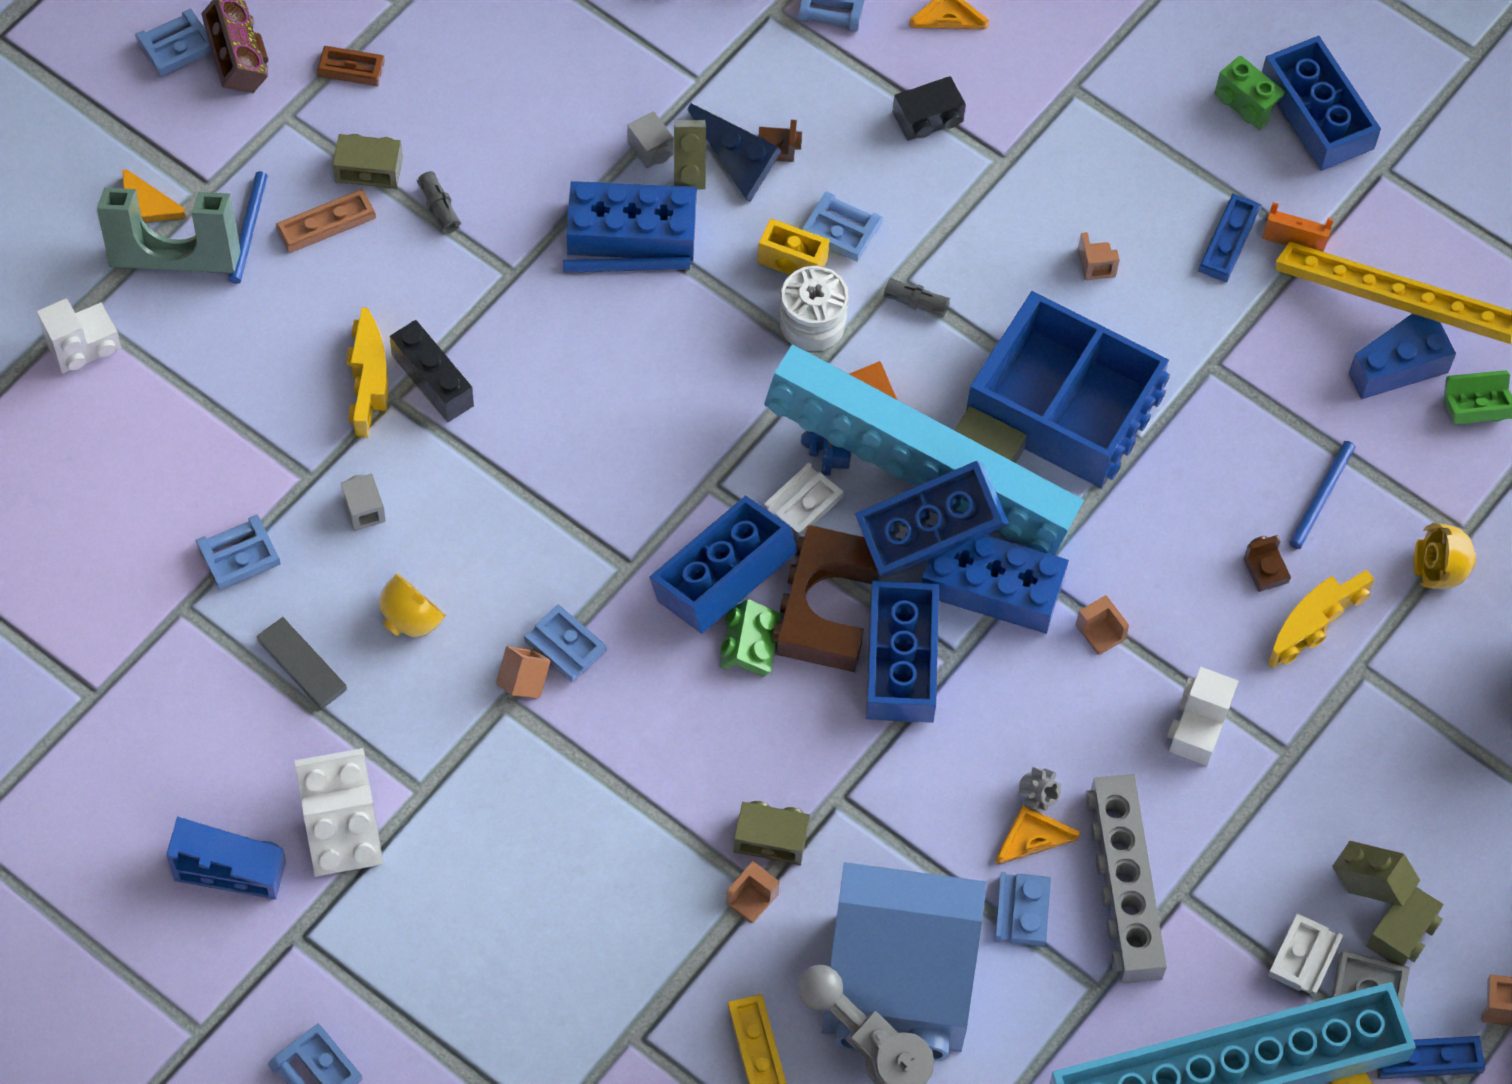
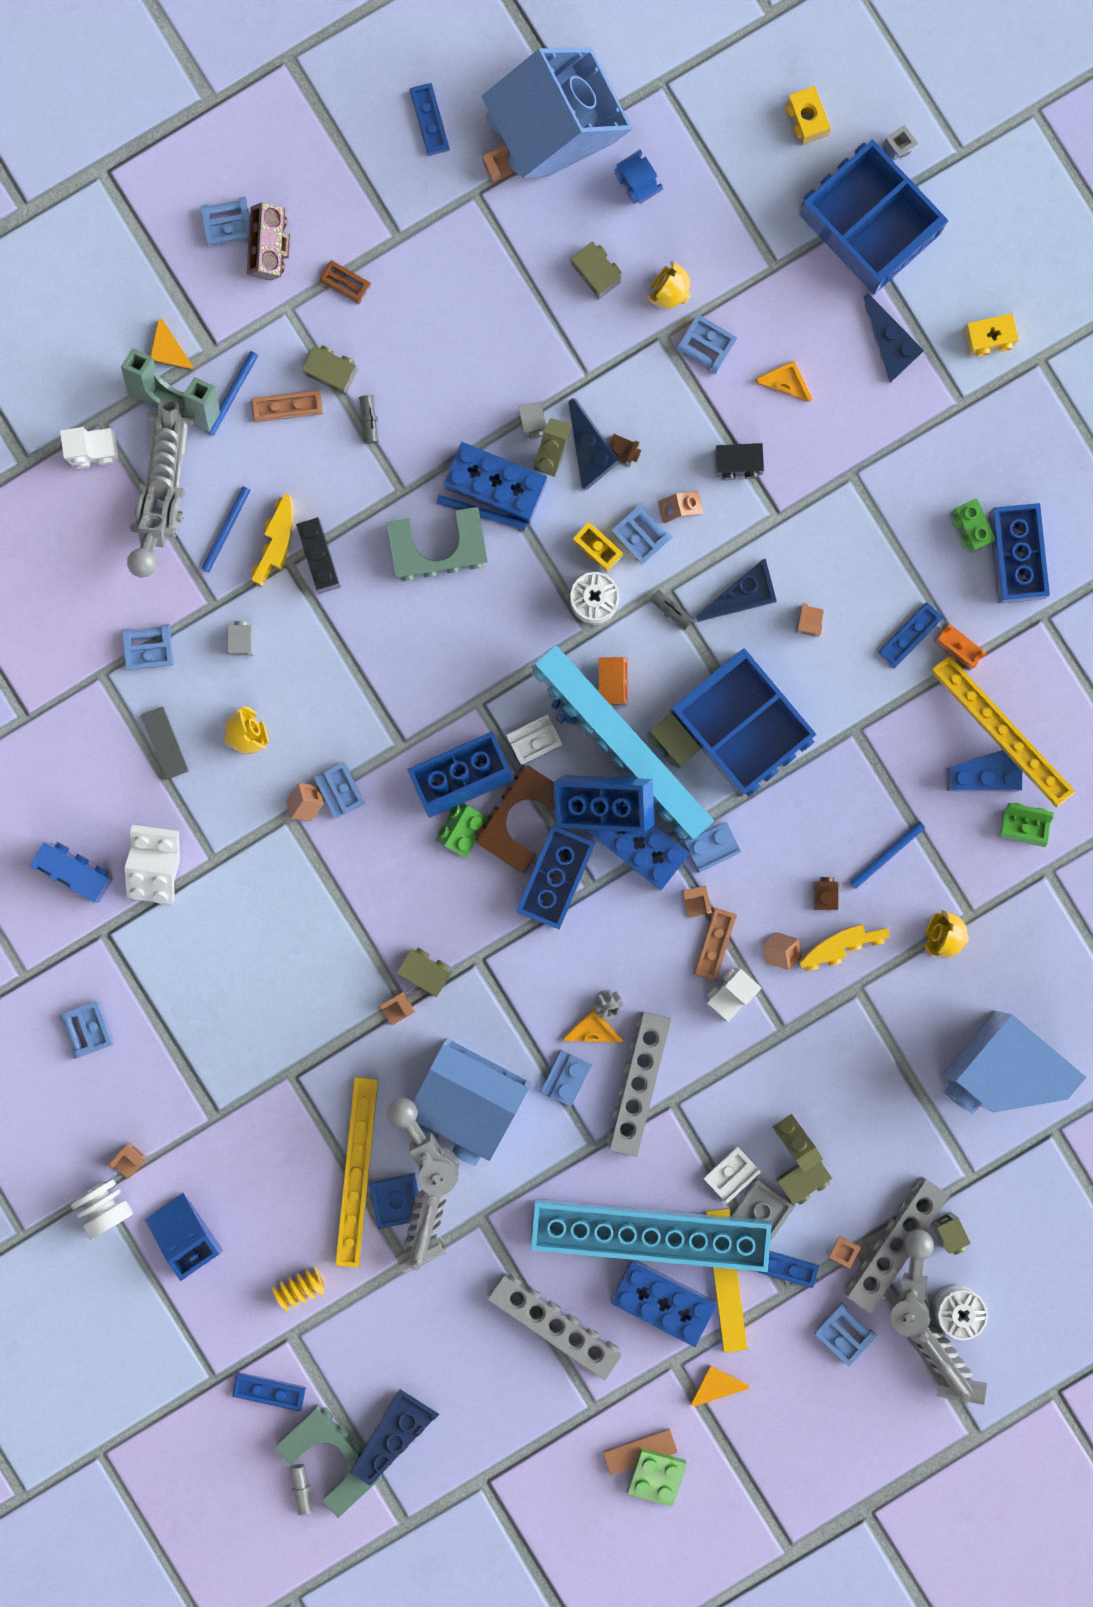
camera: 30 degrees right, 25 degrees up
(187, 311) = (166, 454): none -> light grey piece
(294, 383) = (226, 528): none -> blue bar
(558, 342) = (409, 561): none -> sand green arch
(880, 175) = (683, 505): none -> nougat bracket
(1006, 249) = (748, 592): none -> dark blue wing
(1094, 556) = (713, 847): none -> medium blue plate
(1149, 674) = (715, 944): none -> nougat tile
(1241, 649) = (782, 951): none -> nougat panel

